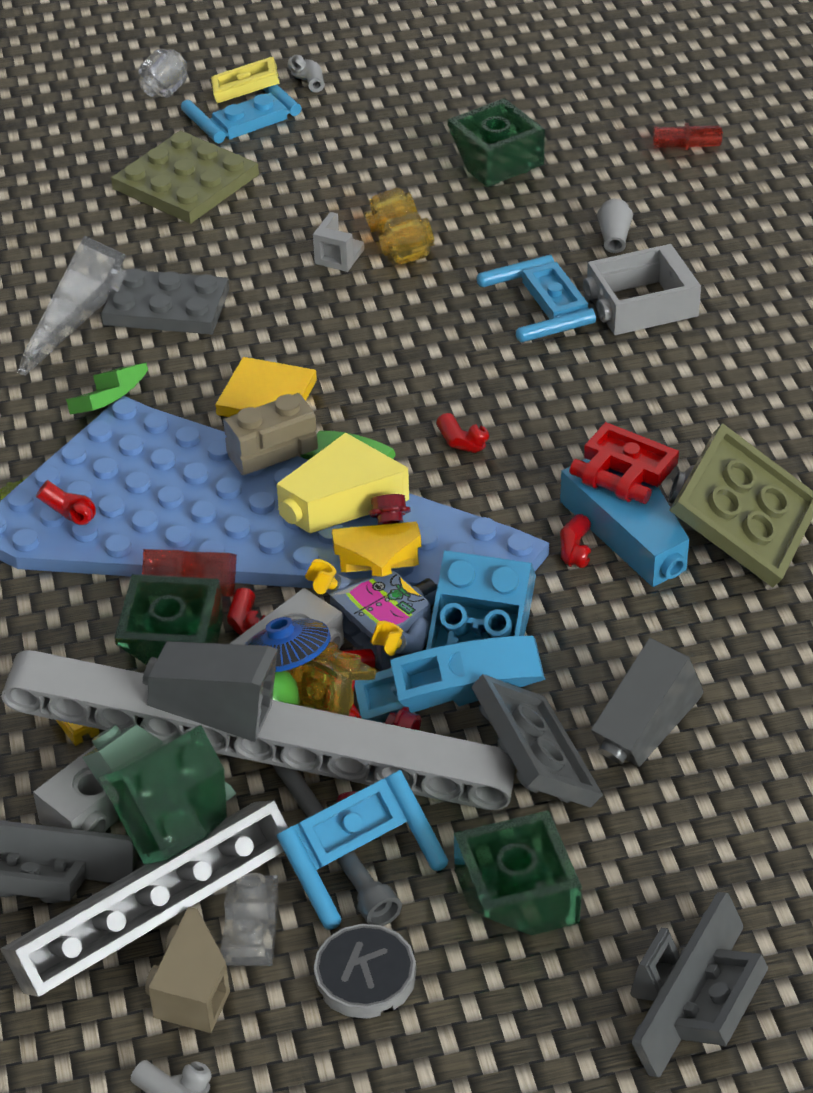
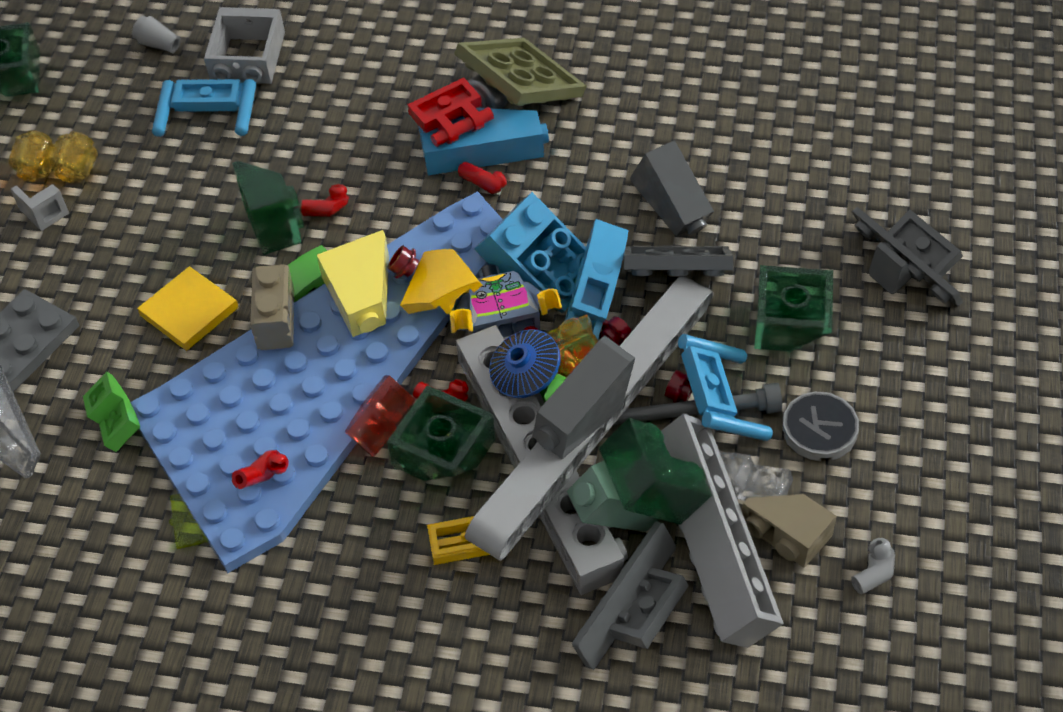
camera: 65 degrees left, 10 degrees up
(411, 383) = (269, 207): none -> clear green slope

